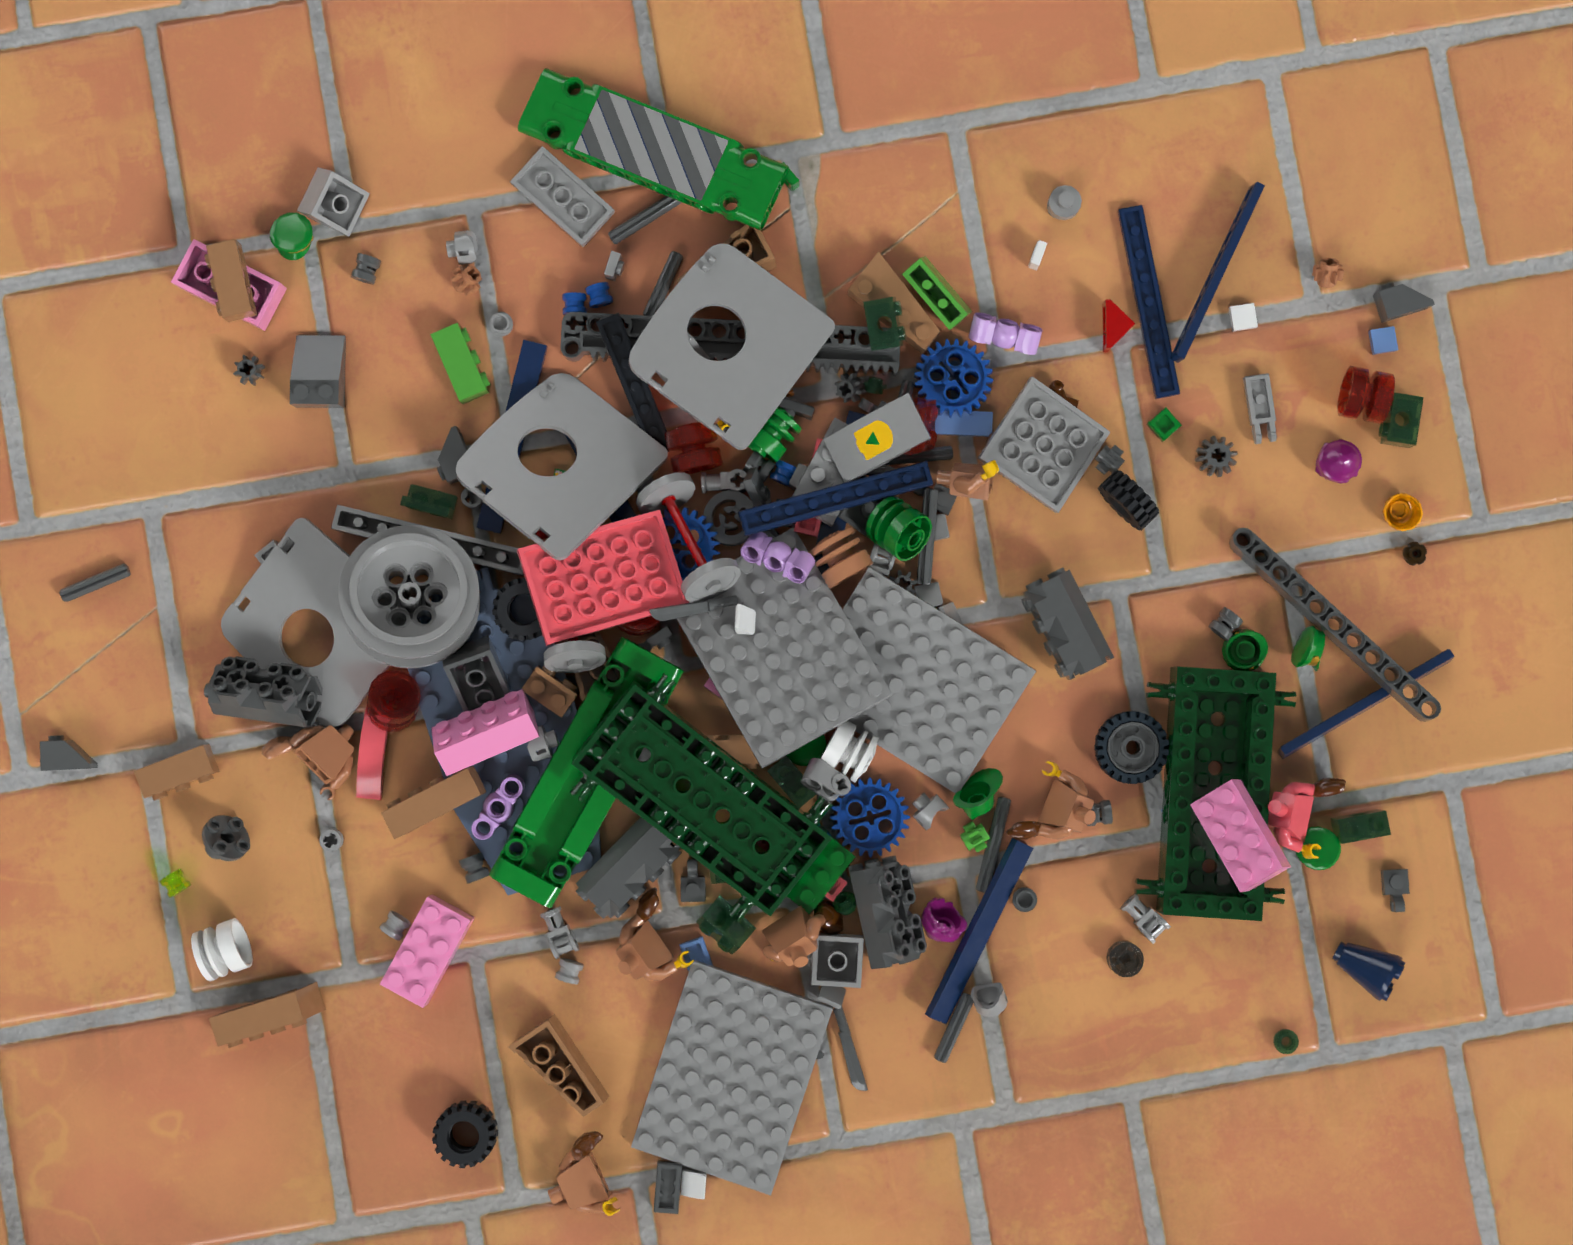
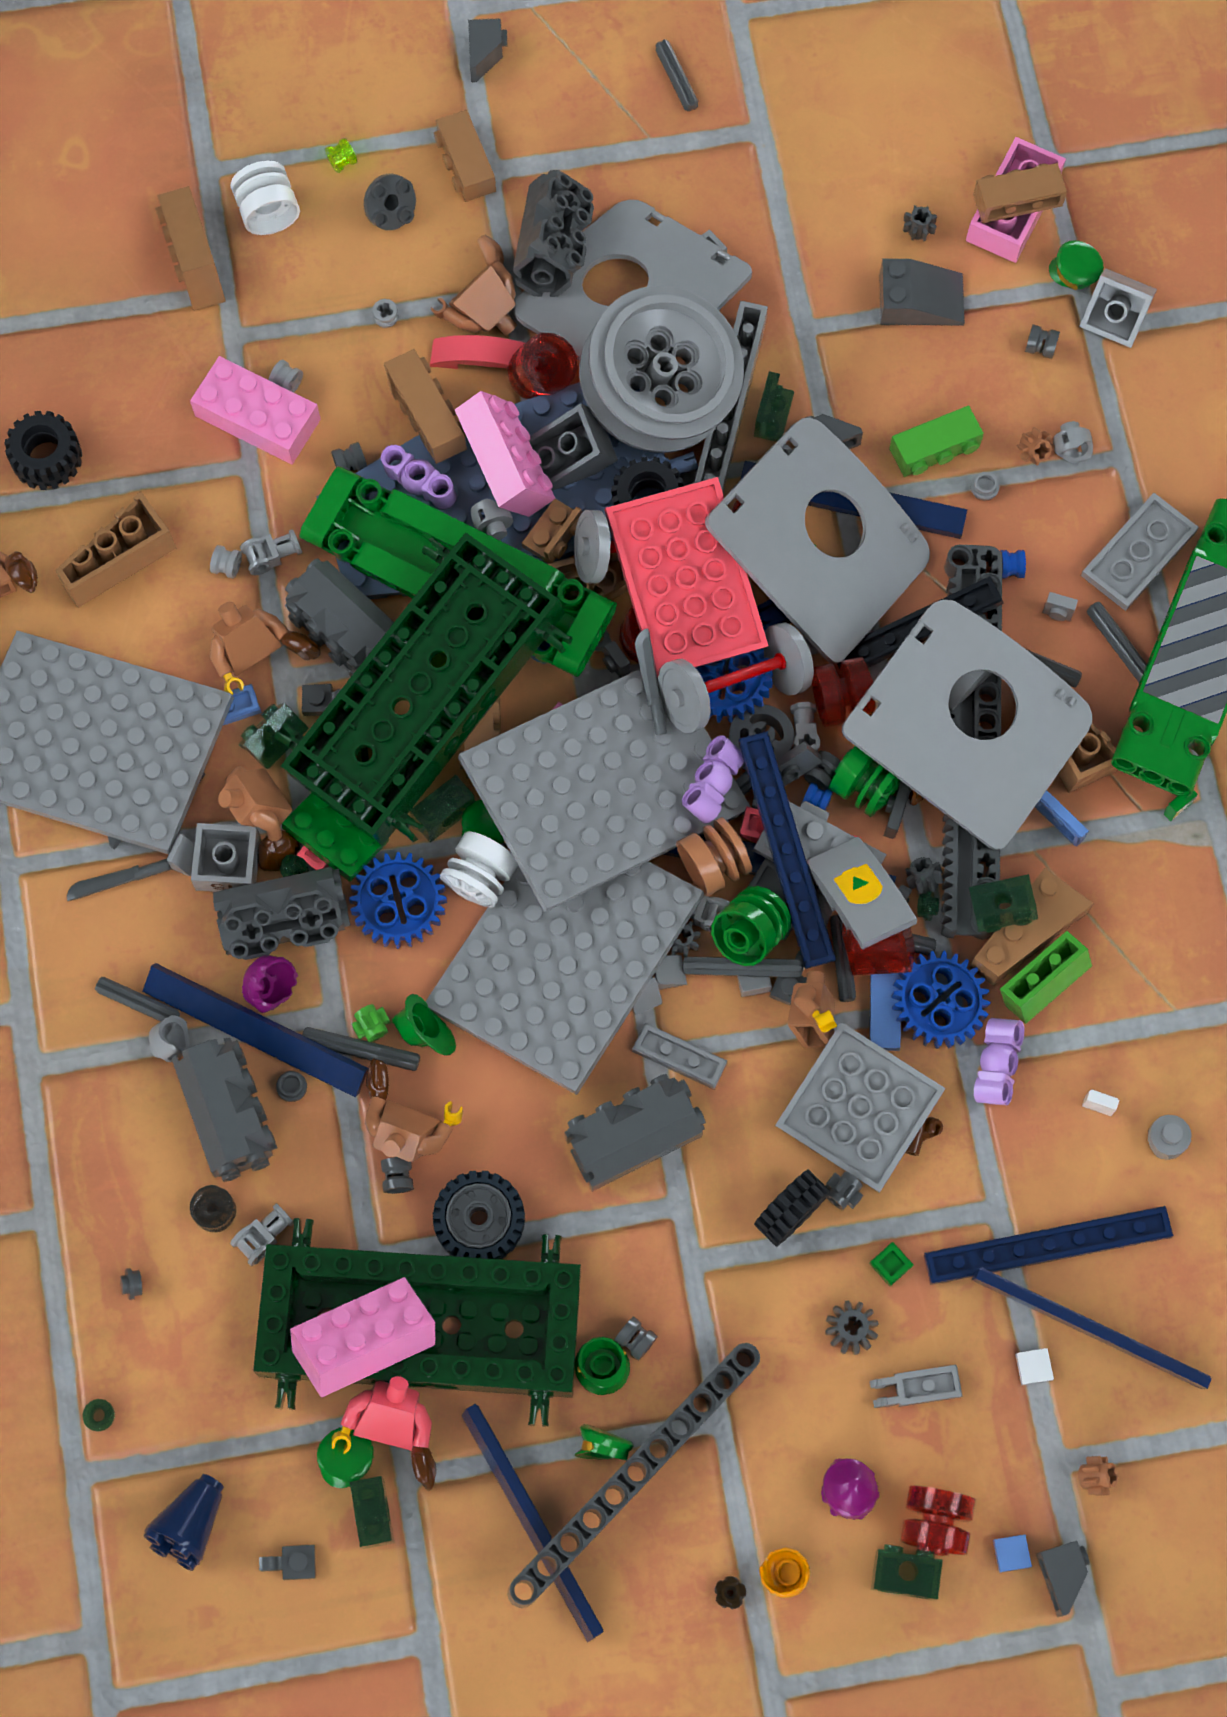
camera: 85 degrees right, 15 degrees down
(599, 295) = (1024, 591): blue wheel -> none
(744, 620) = (636, 738): white slope -> none
(803, 271) = (1061, 818): none -> medium blue tile
(823, 780) = (444, 834): light grey piece -> none
(927, 809) = (407, 966): light grey piece -> none
(998, 588) = (679, 1056): none -> light grey tile
(1049, 952) = (224, 1109): none -> dark grey brick
(1115, 324) = (1014, 1198): red slope -> none
(1185, 1021) = (131, 1283): none -> dark grey plate

